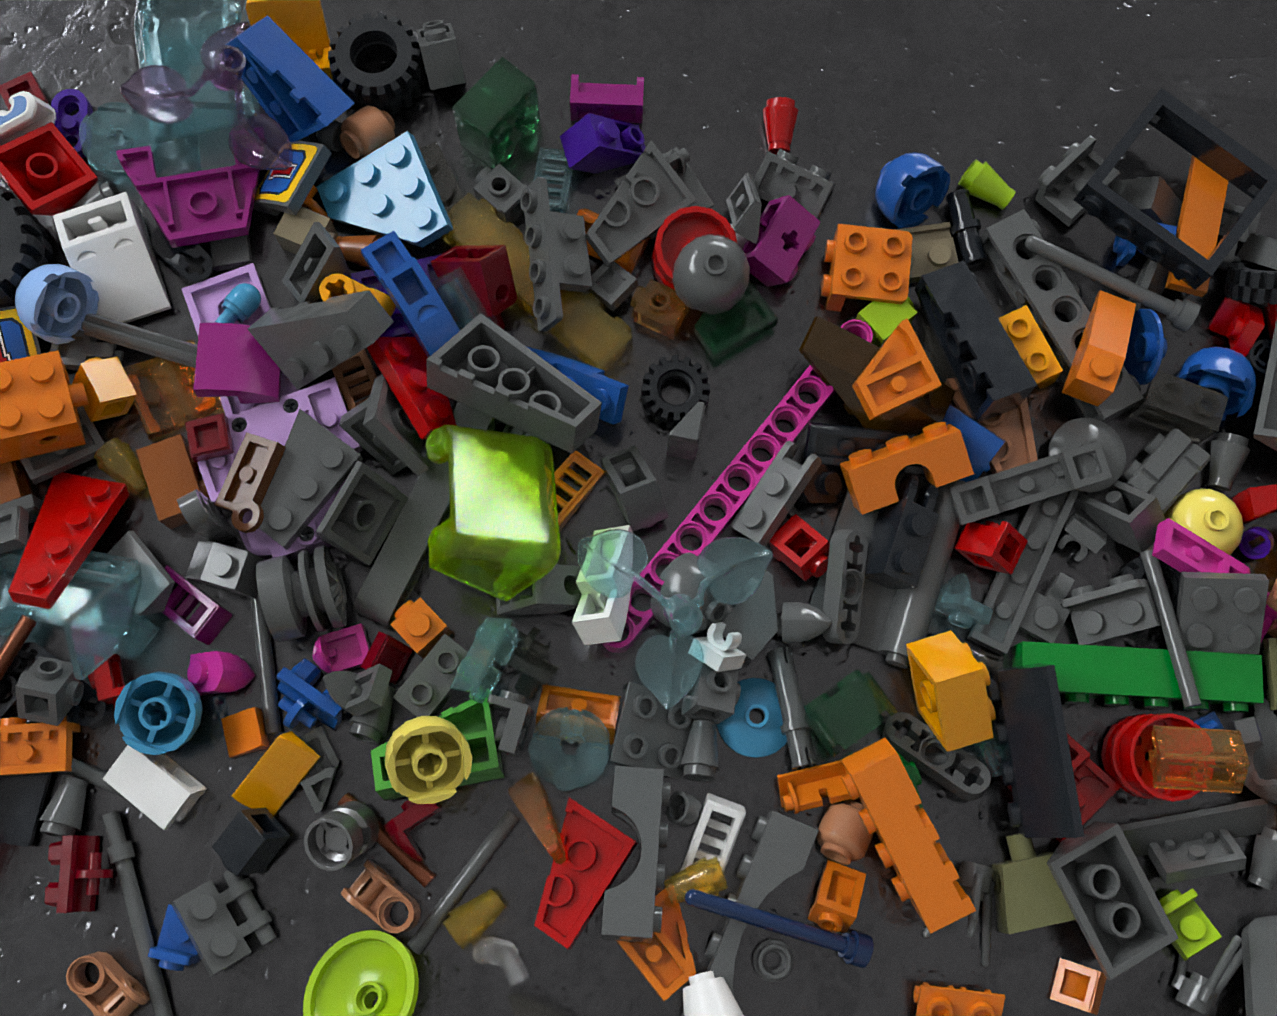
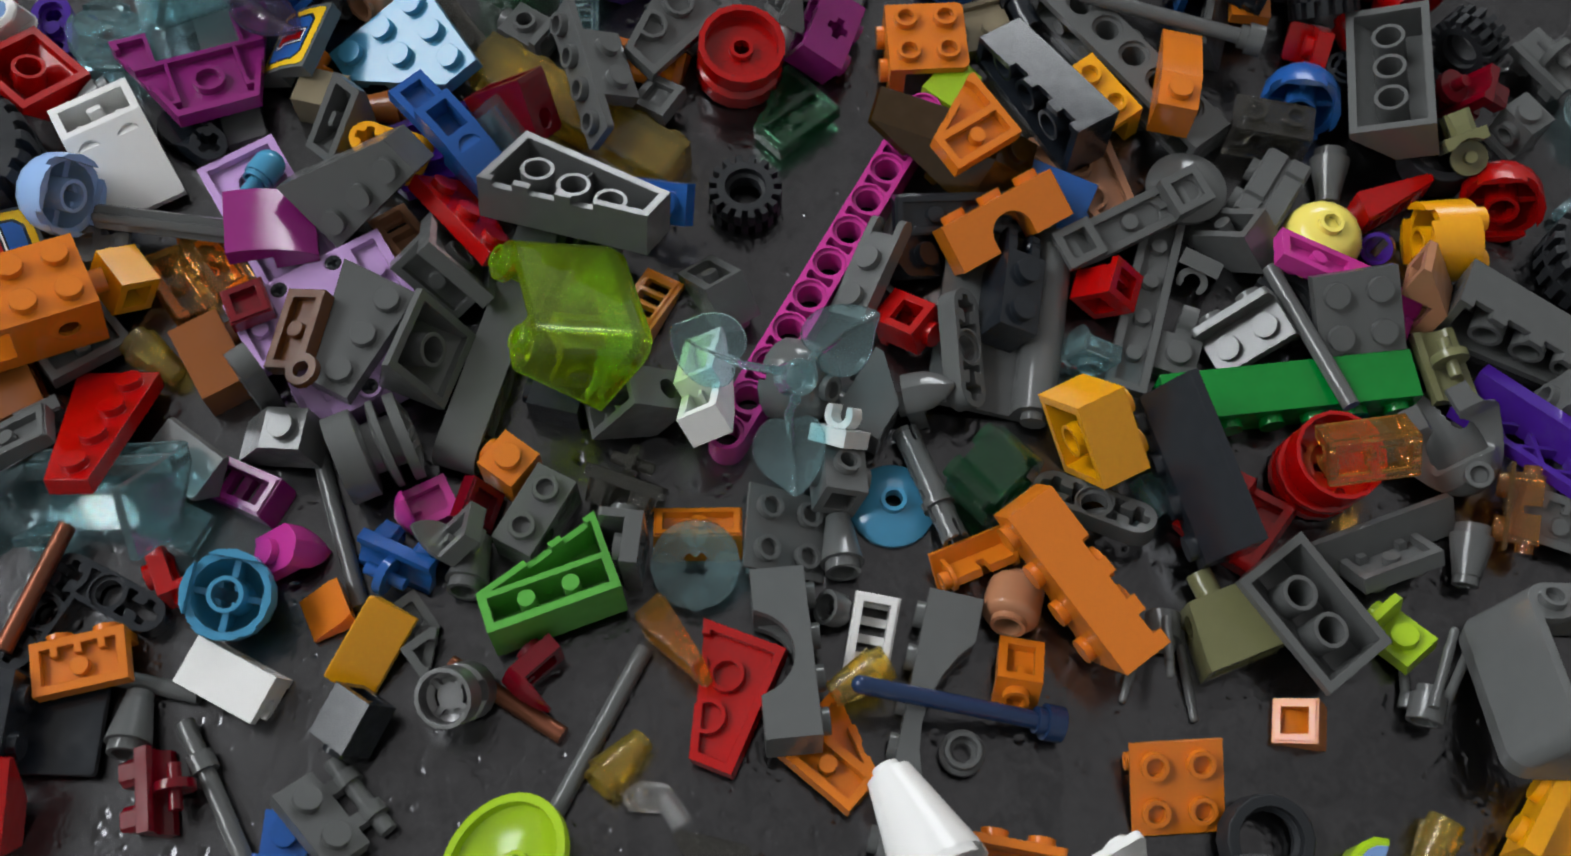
camera: 10 degrees left, 10 degrees down
(48, 691) = (99, 590): dark grey brick -> none
(376, 894) = (506, 755): nougat piece -> none
(427, 759) = (542, 578): light yellow cylinder -> none
(493, 641) = (593, 460): clear light blue hinge -> none
(661, 319) = (714, 117): clear orange brick -> none
(685, 437) = (764, 228): dark grey slope -> none
(711, 274) = (762, 64): dark grey cylinder -> none
(1145, 346) = (1221, 74): blue dish -> none

